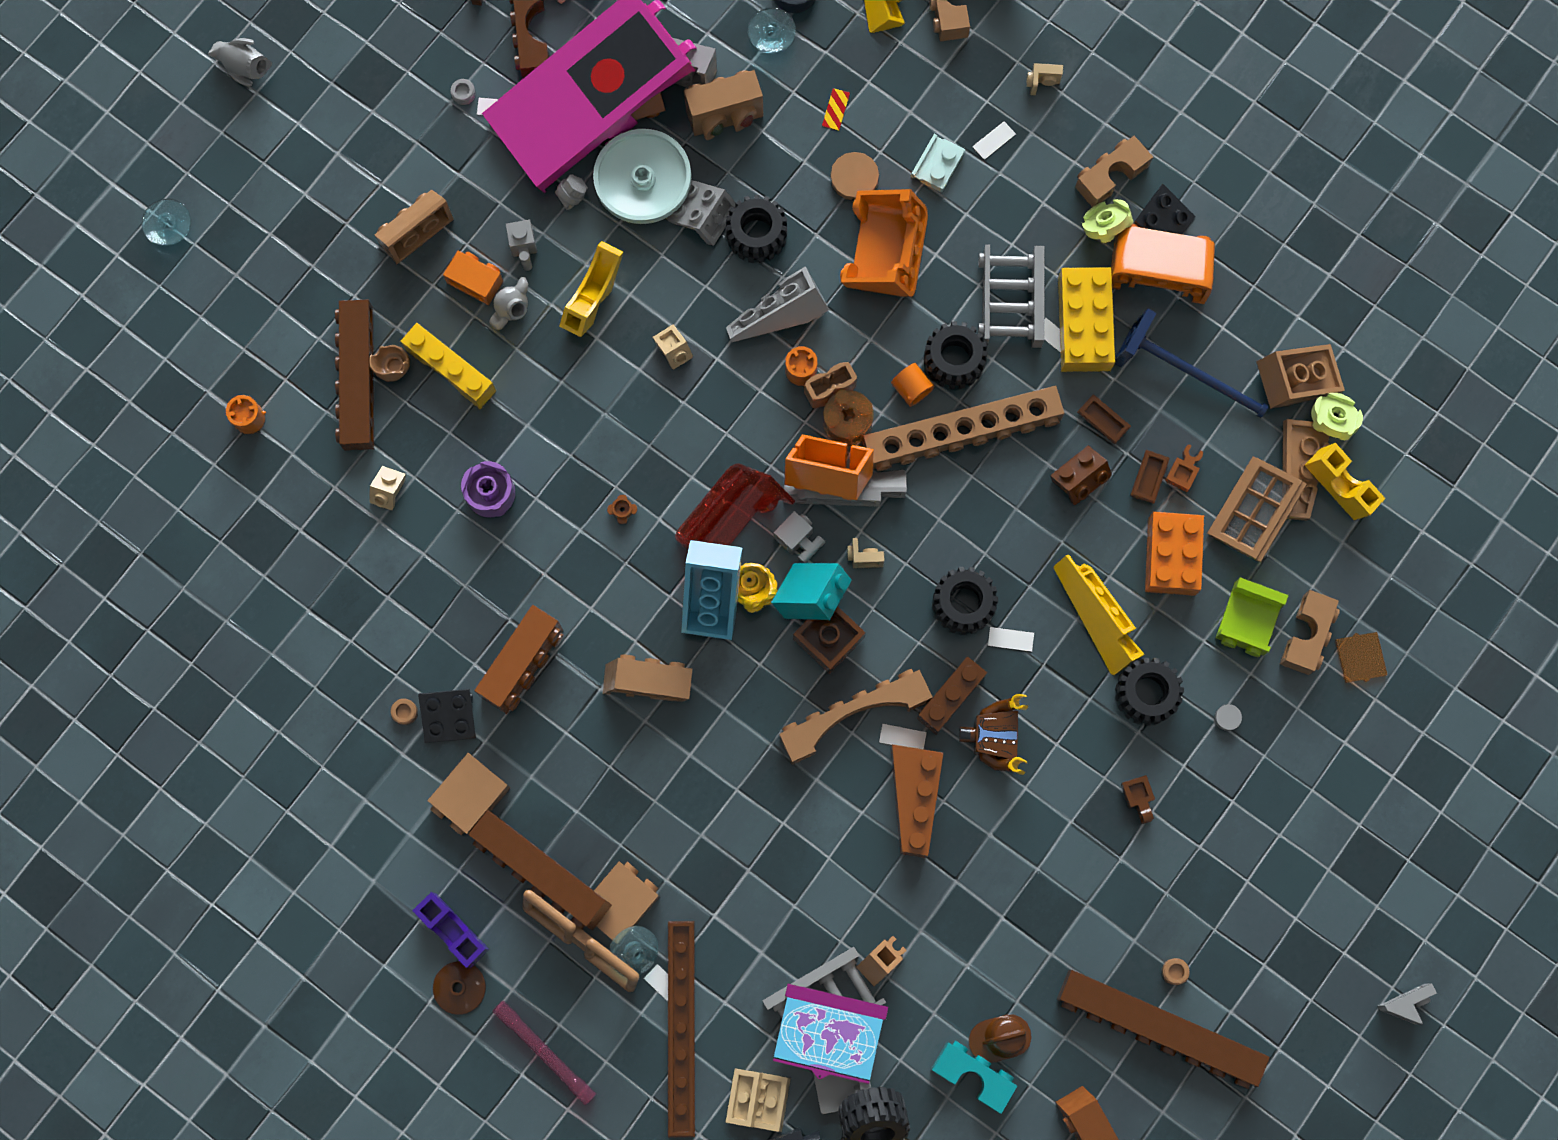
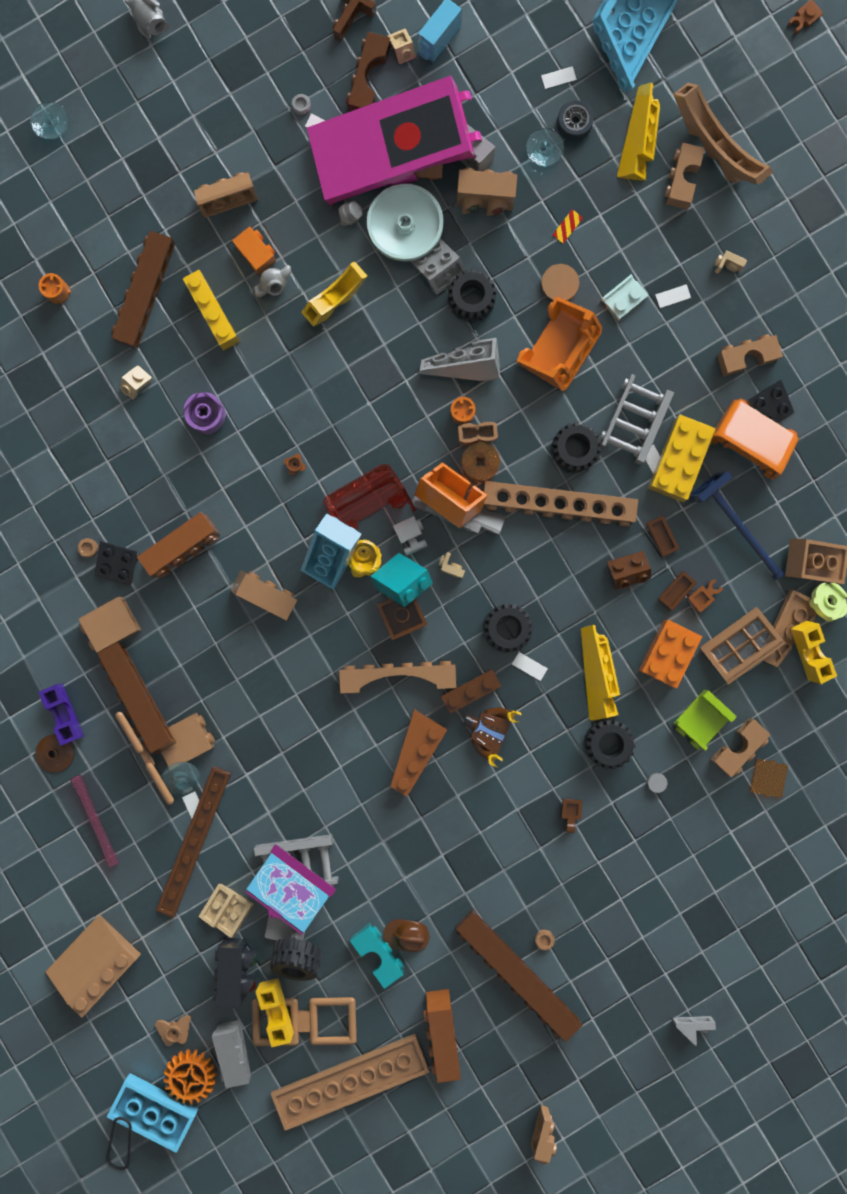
camera: 20 degrees right, 10 degrees up
(389, 363) = (170, 291): medium nougat hair -> none
(522, 241) = (299, 237): light grey brick -> none
(673, 346) = (377, 359): tan bracket -> none
(880, 961) = (346, 853): medium nougat brick -> none
(902, 736) = (425, 704): white sticker -> none
(912, 384) = (536, 456): orange piece -> none
(1107, 220) = (737, 391): yellowish green plate -> none

